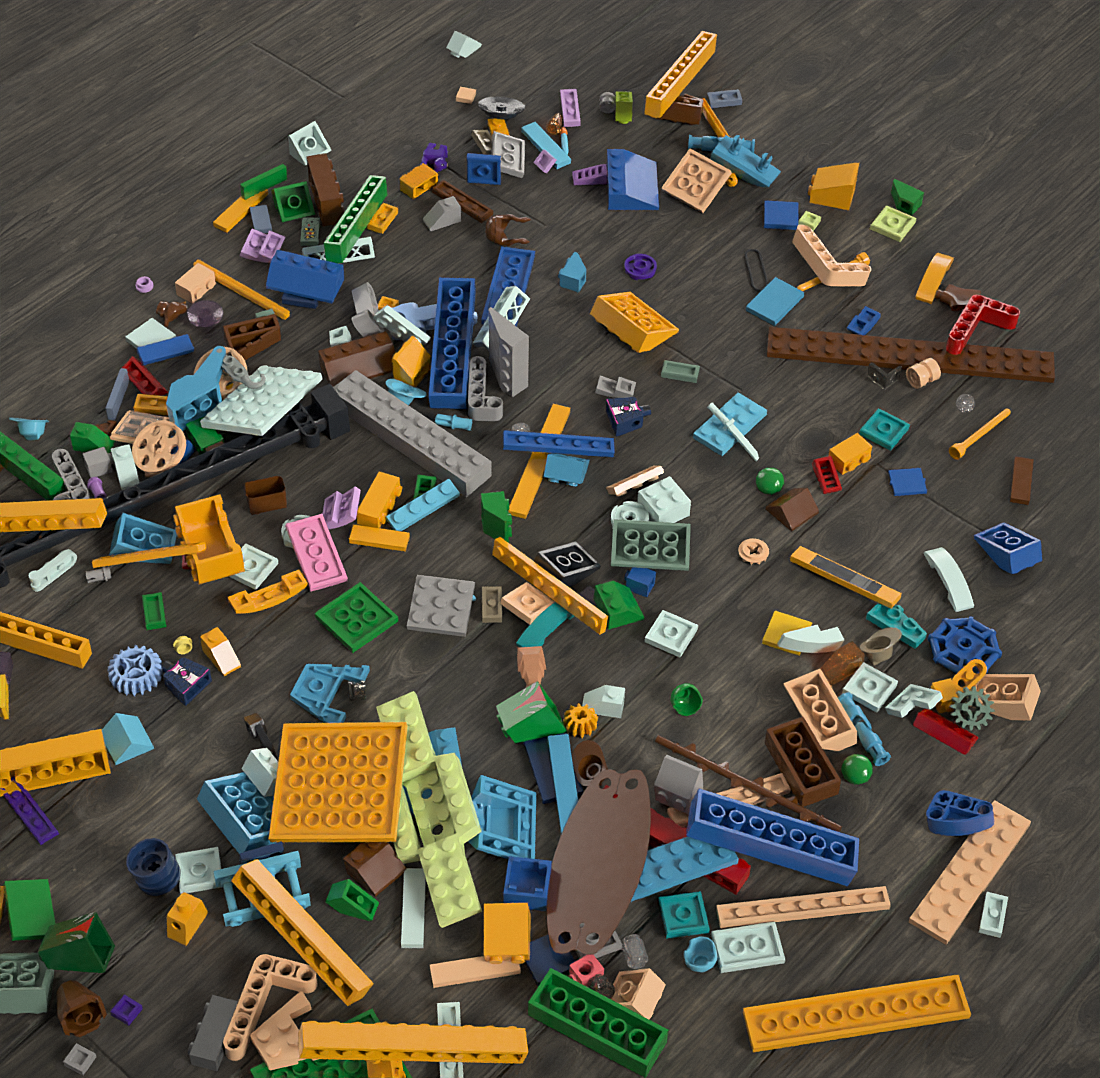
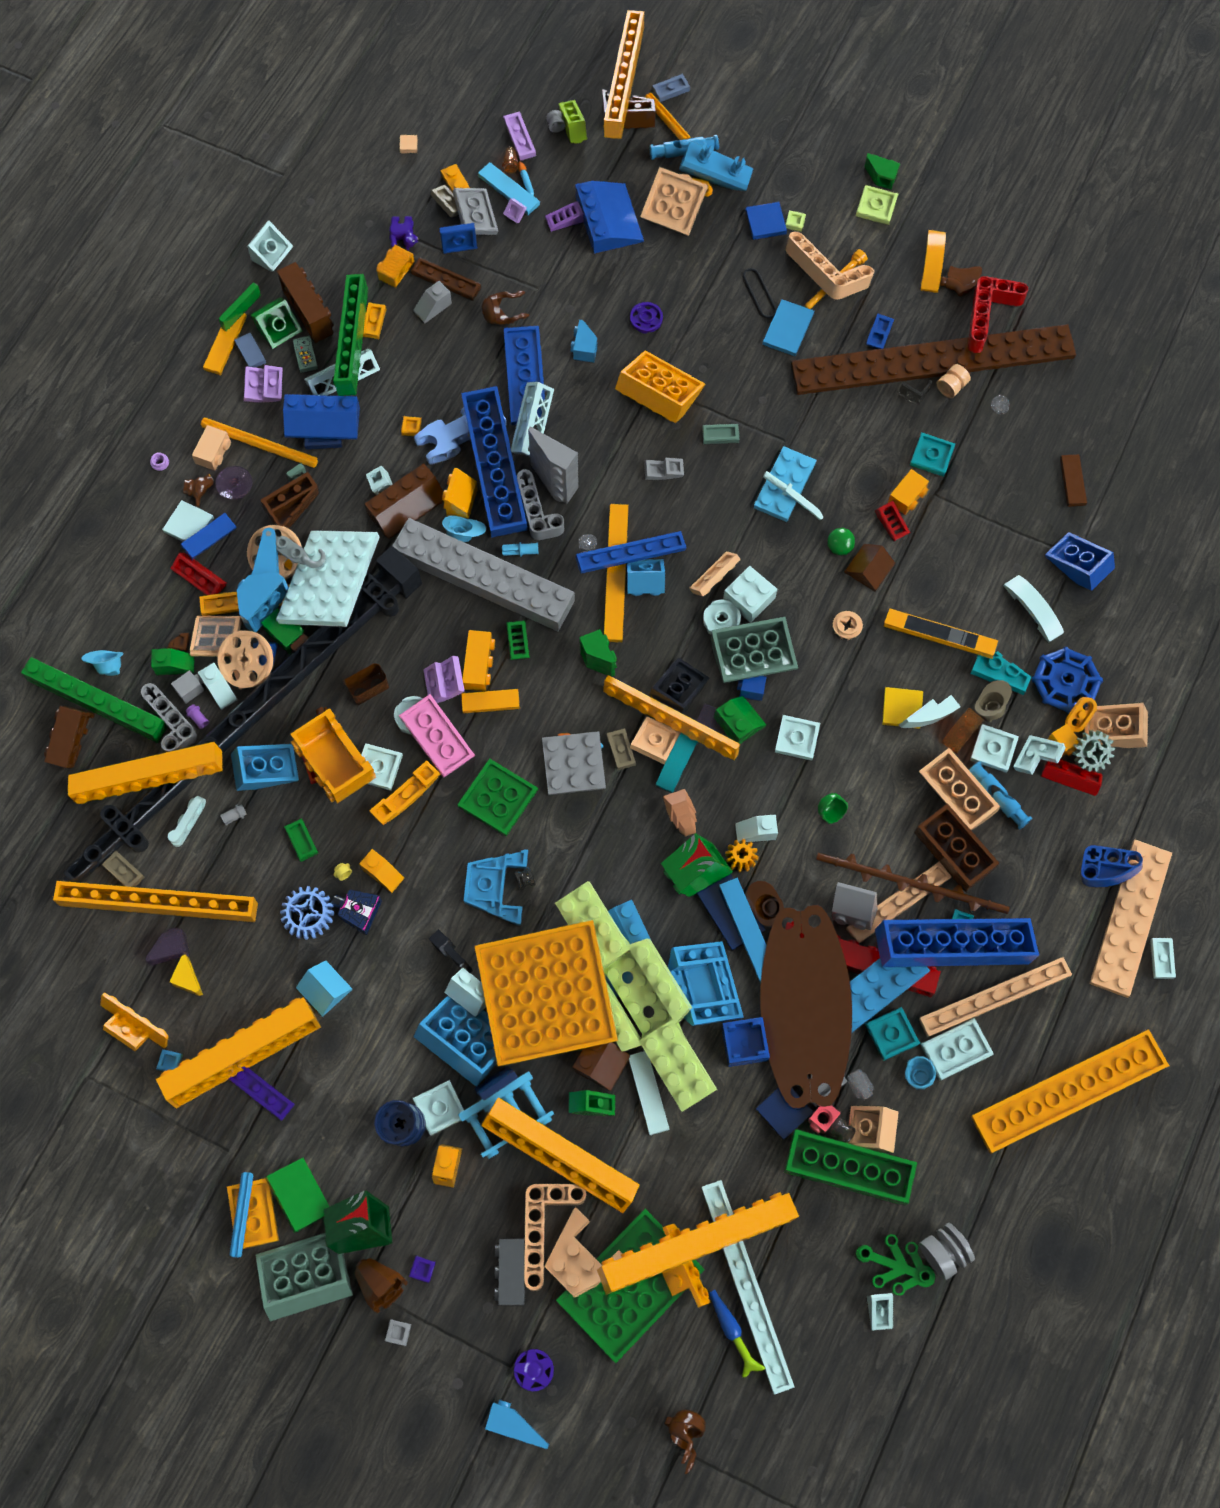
camera: 15 degrees left, 20 degrees up
(117, 394) = (179, 601): sand blue tile -> none
(149, 554) = (279, 786): light orange tile -> none
(366, 308) = (402, 455): light grey beam -> none
(399, 326) = (437, 458): light aqua plate -> none
(423, 506) = (521, 656): medium azure plate -> none
(462, 45) = (386, 81): light aqua slope -> none
(470, 970) = (722, 1140): light nougat tile -> none
(501, 107) = (450, 152): piece -> none
(507, 932) = (745, 1103): light orange slope -> none
(626, 414) = (684, 499): dark blue torso -> none
(834, 185) = (810, 174): light orange slope -> none
(857, 769) = (1004, 839): green hair -> none
(907, 481) = (968, 508): blue piece -> none
(958, 449) = (1007, 461): light orange piece -> none

